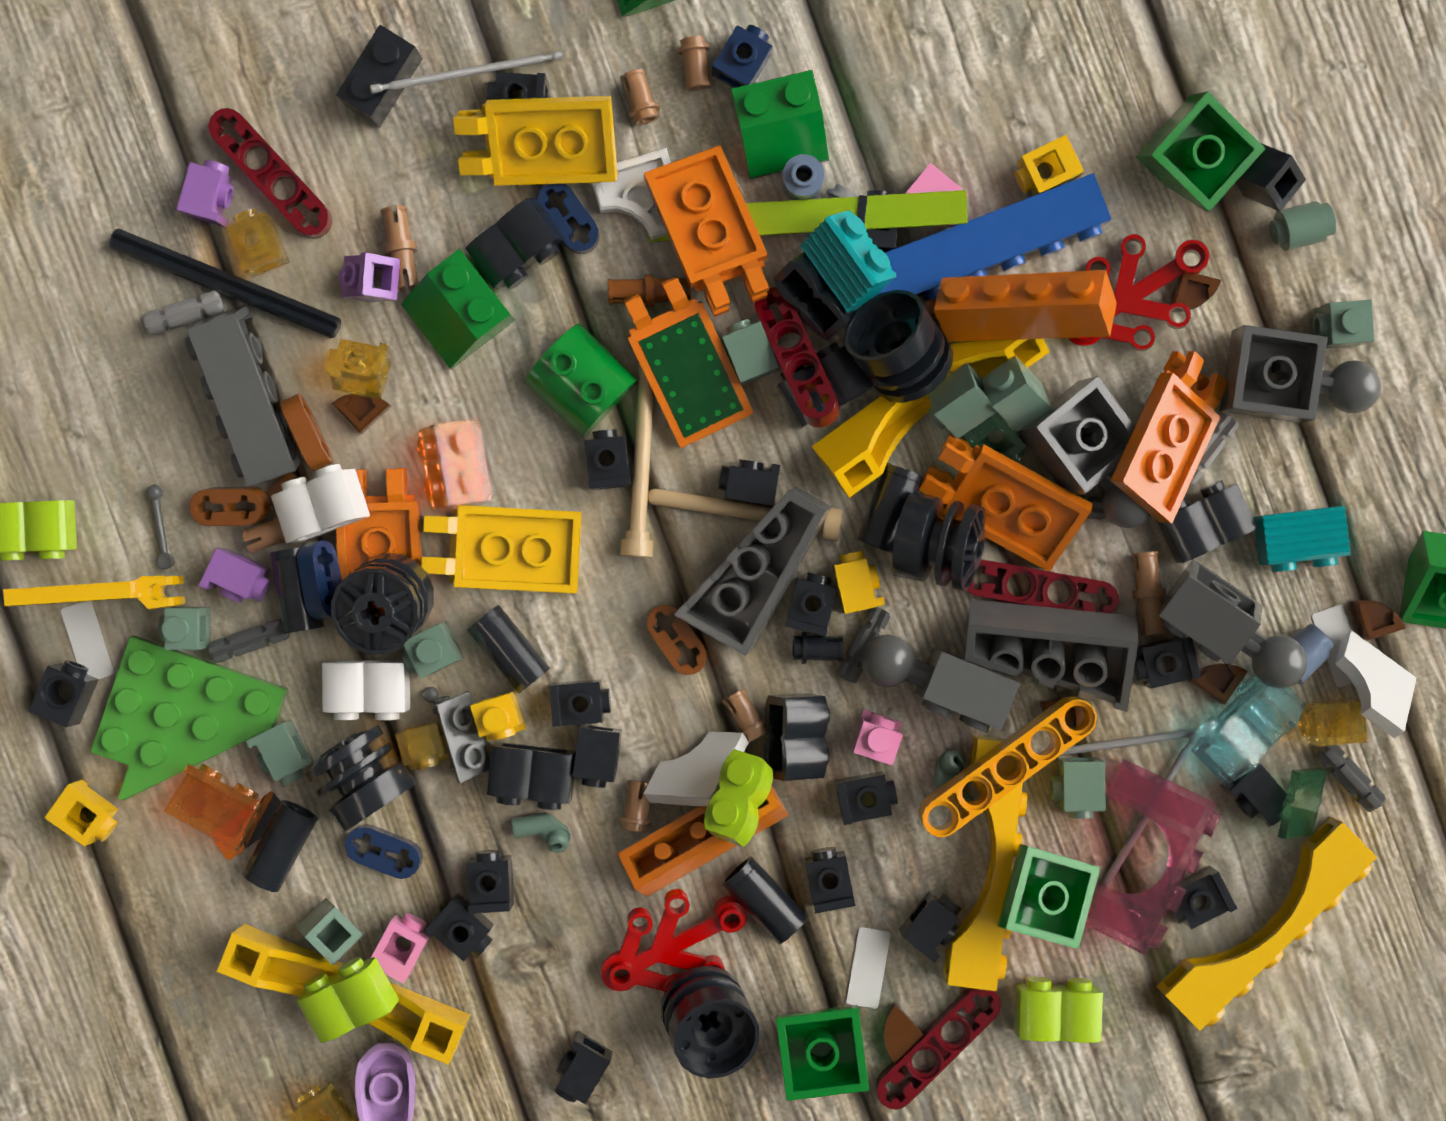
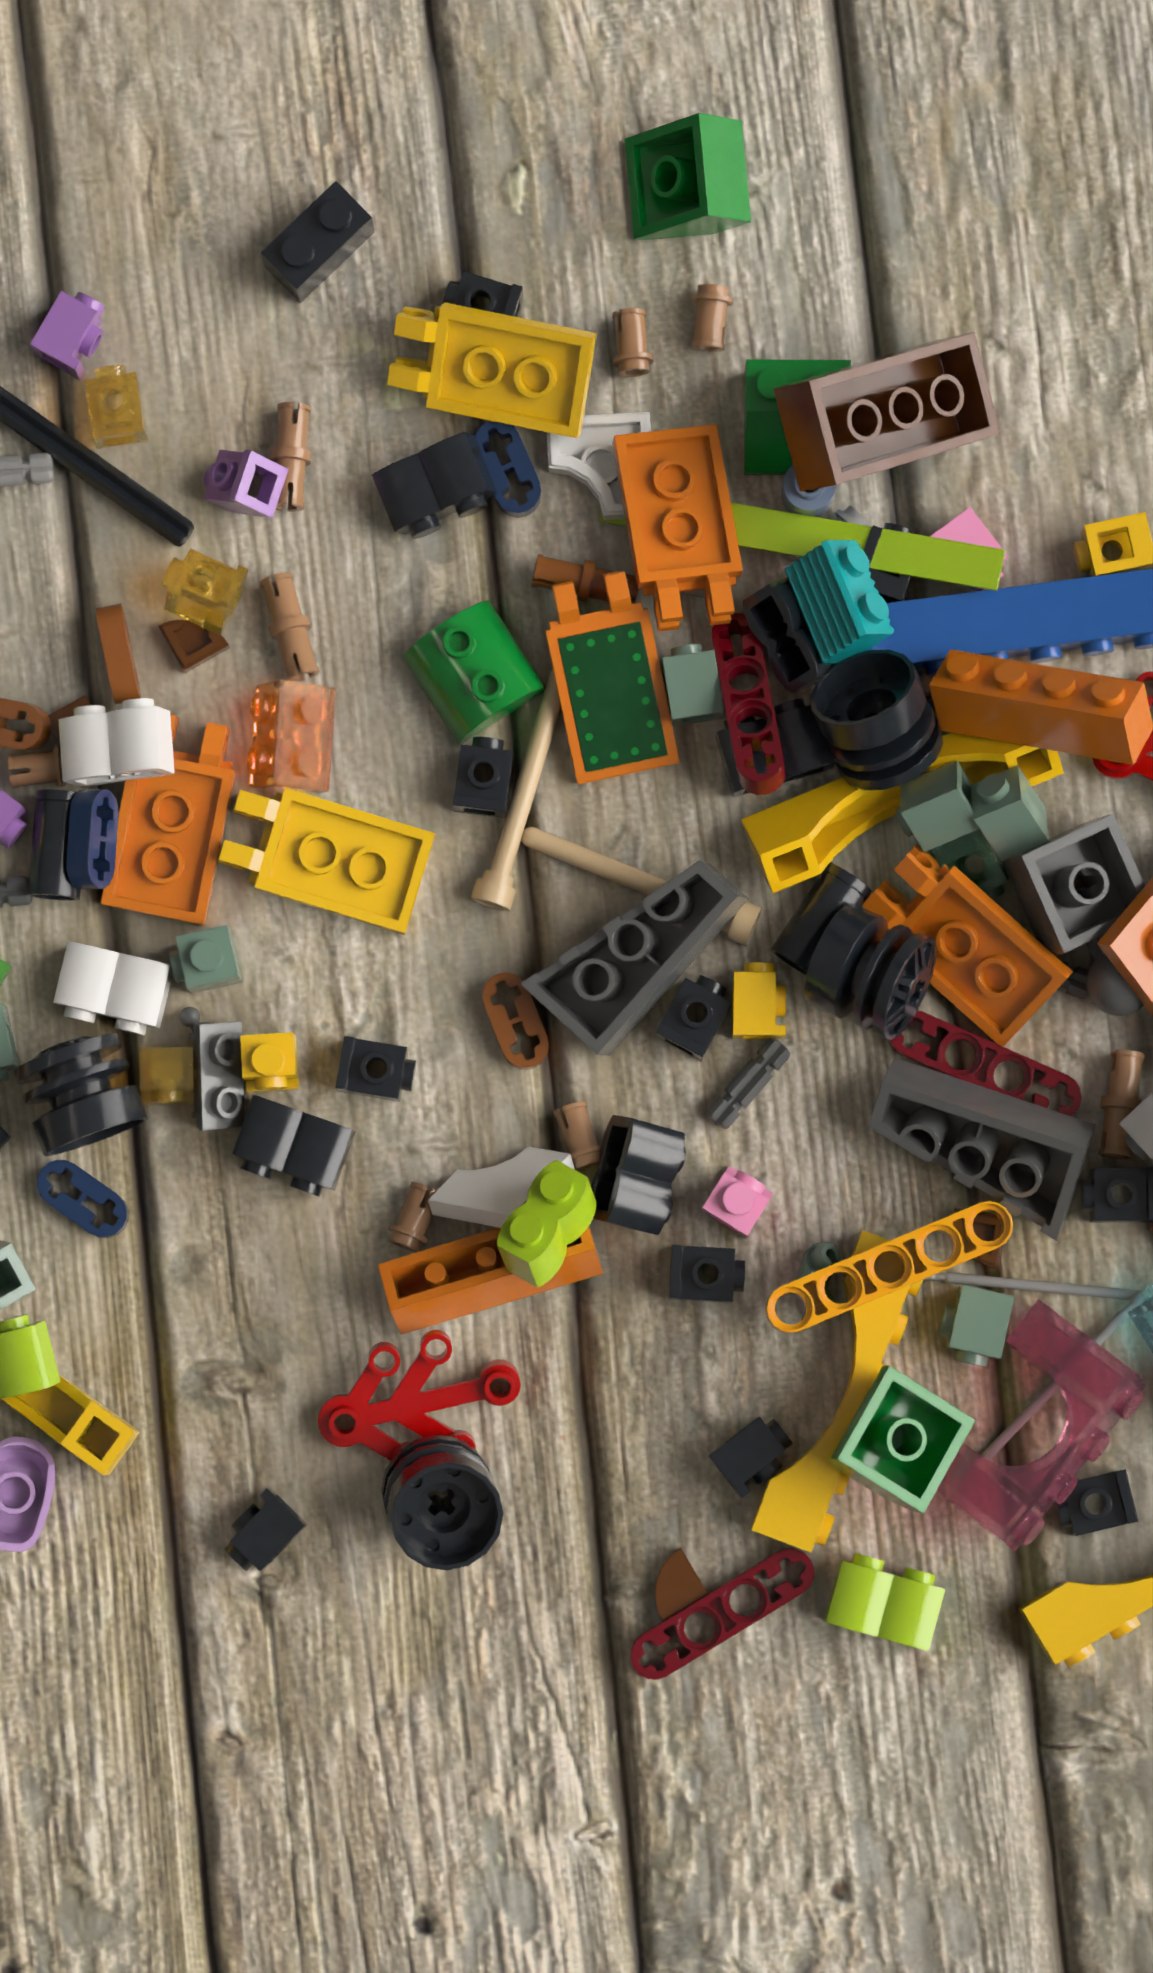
camera: 15 degrees right, 5 degrees down
(242, 395) = (53, 590): dark grey wedge -> none
(267, 176) = (149, 329): dark red beam -> none
(391, 583) = (185, 860): black wheel -> none
(394, 959) = (64, 1338): bright pink brick -> none
(432, 380) = (289, 627): none -> medium nougat pin
(456, 309) = (341, 547): green slope -> none
(456, 915) = (141, 1302): black brick -> none
(466, 72) = (427, 262): light grey piece -> none
(495, 899) = (212, 1287): black brick -> none
(508, 649) = (303, 981): black pin -> none
(546, 827) = (294, 1218): sand green arm -> none
(597, 755) = (381, 1140): black brick -> none
(738, 71) = (764, 342): dark blue brick -> none
(749, 482) = (653, 846): black brick -> none
(765, 900) = (547, 1373): black pin -> none
(817, 648) = (689, 1073): black pin -> none
(822, 1053) = (573, 1574): green brick -> none
(830, 898) = (631, 1387): black brick -> none
(850, 103) = (886, 411): none -> reddish brown brick
(868, 967) = (657, 1495): white sticker -> none
(942, 682) = (839, 1153): dark grey brick -> none

